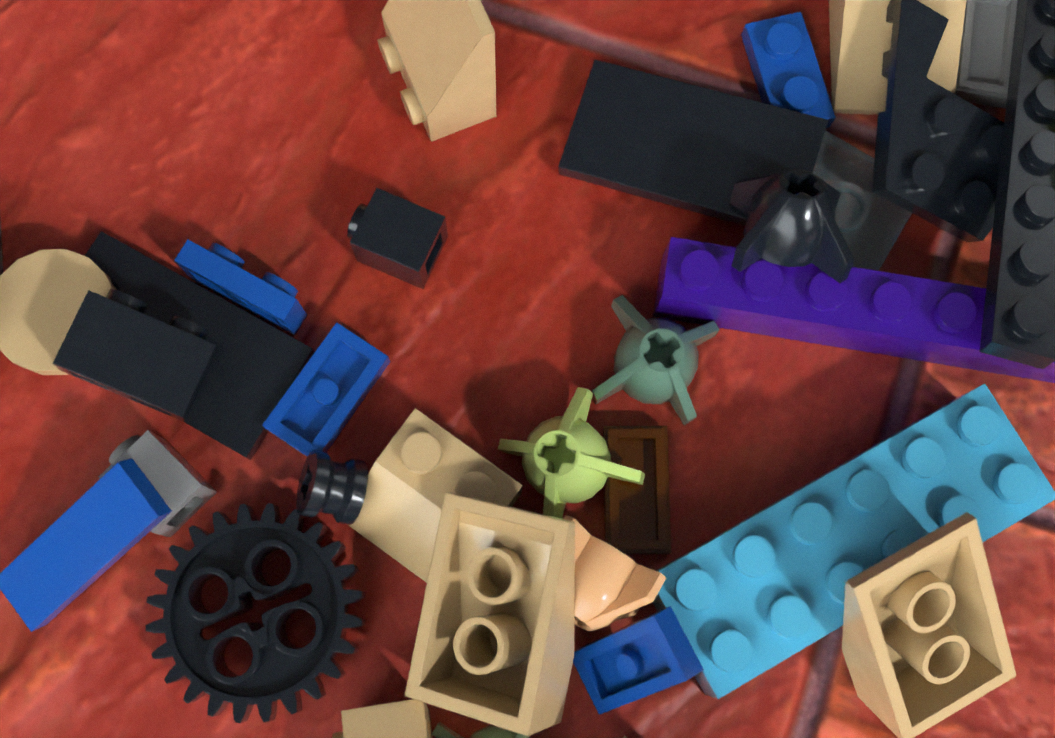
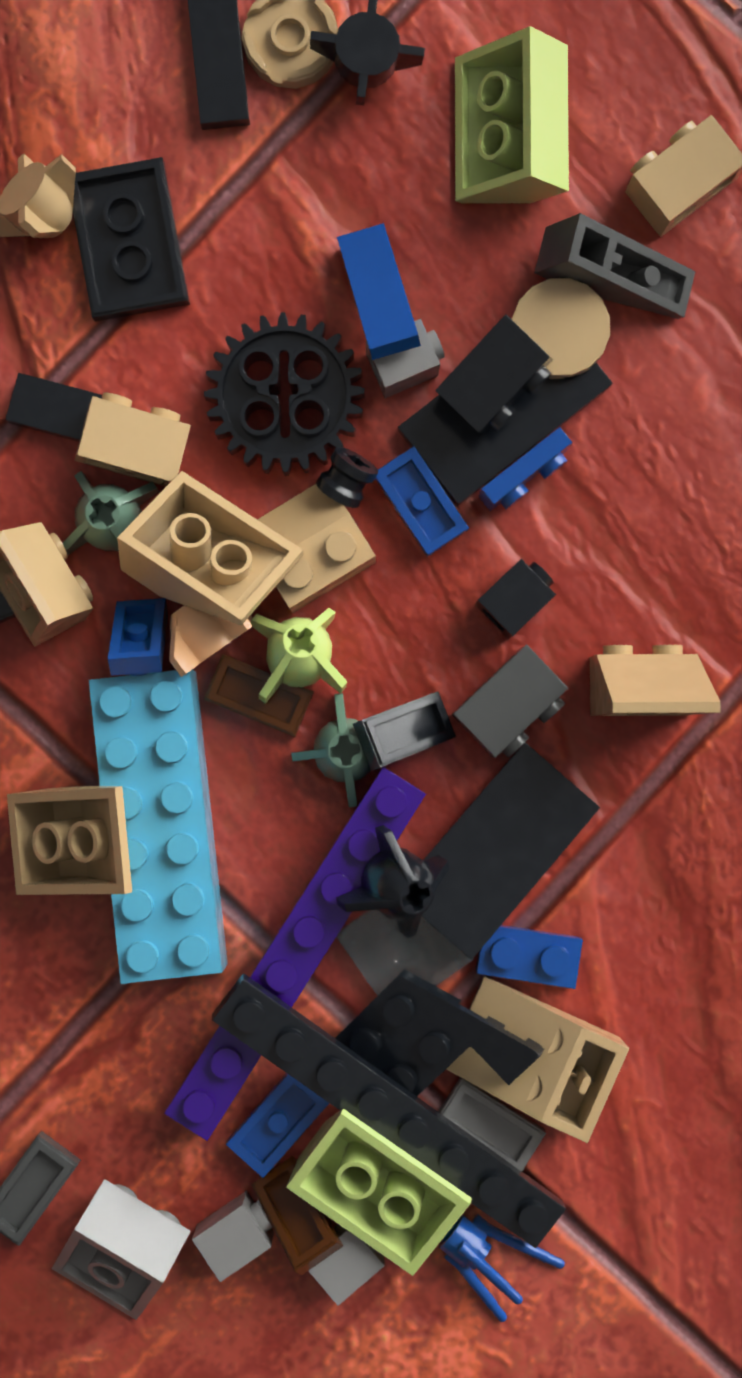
camera: 120 degrees right, 10 degrees up
(520, 197) = (511, 702): none -> dark grey brick
(607, 298) = (404, 730): none -> tile

